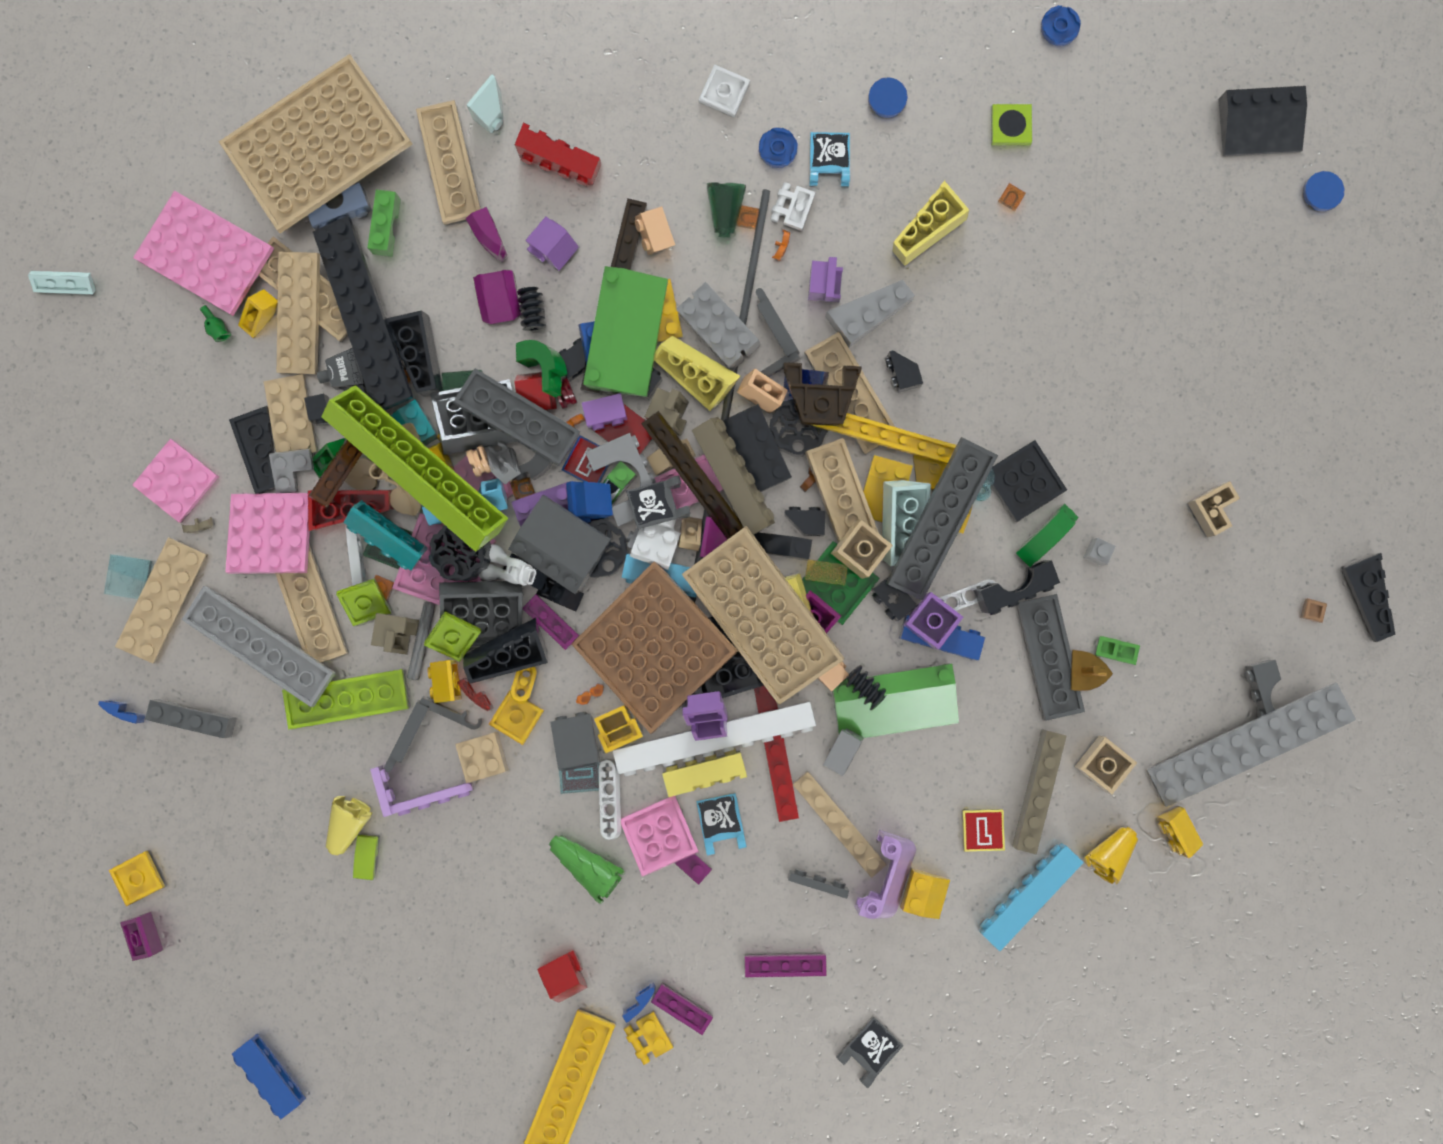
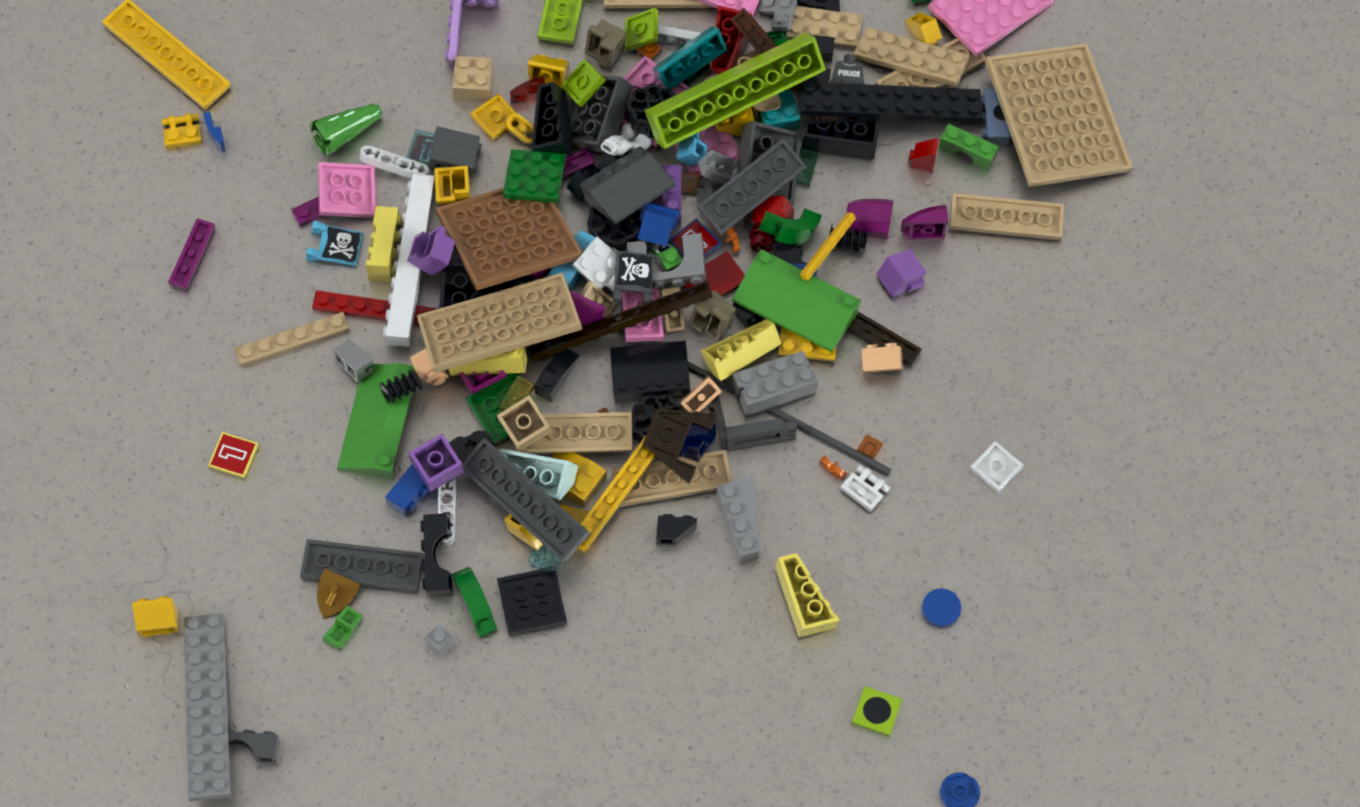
camera: 110 degrees right, 20 degrees down
(409, 262) = (924, 155): none -> red slope
(414, 722) = (522, 35): dark grey hinge -> none
(422, 634) = (578, 57): light grey axle -> none
(478, 461) = (727, 147): light nougat wheel -> none
(487, 105) = (1046, 260): light aqua slope -> none
(556, 318) = (827, 246): none -> yellow axle
(557, 156) = (981, 302): red wedge -> none
(563, 977) = (262, 79): red plate -> none
(576, 647) = (534, 176): none -> green plate
(586, 696) = (490, 176): orange piece -> none
(604, 412) = (733, 264): medium lavender brick -> none
(682, 1009) = (193, 162): magenta plate -> none
(725, 206) = (885, 426): clear green cone -> none
(733, 475) = (633, 347): dark tan brick -> none
(778, 147) = (926, 495): blue tile -> none
(807, 522) = (570, 398): black slope -> none
(818, 882) = (249, 302): dark grey plate -> none
(825, 281) = (782, 487): medium lavender plate -> none
(829, 155) = (902, 537): flag -> none
(871, 1049) = (88, 300): flag -> none
(885, 904) = (239, 370): lavender windscreen -> none
(924, 894) = (200, 385): yellow slope -> none
(1012, 197) = (806, 687): clear orange tile -> none
(1030, 896) = (157, 471): medium azure brick -> none
(1039, 791) = (246, 510): dark tan brick -> none
(1105, 764) = (245, 574): tan brick -> none
(1113, 855) = (162, 552): yellow cone -> none
(1209, 508) = (438, 752): tan brick -> none

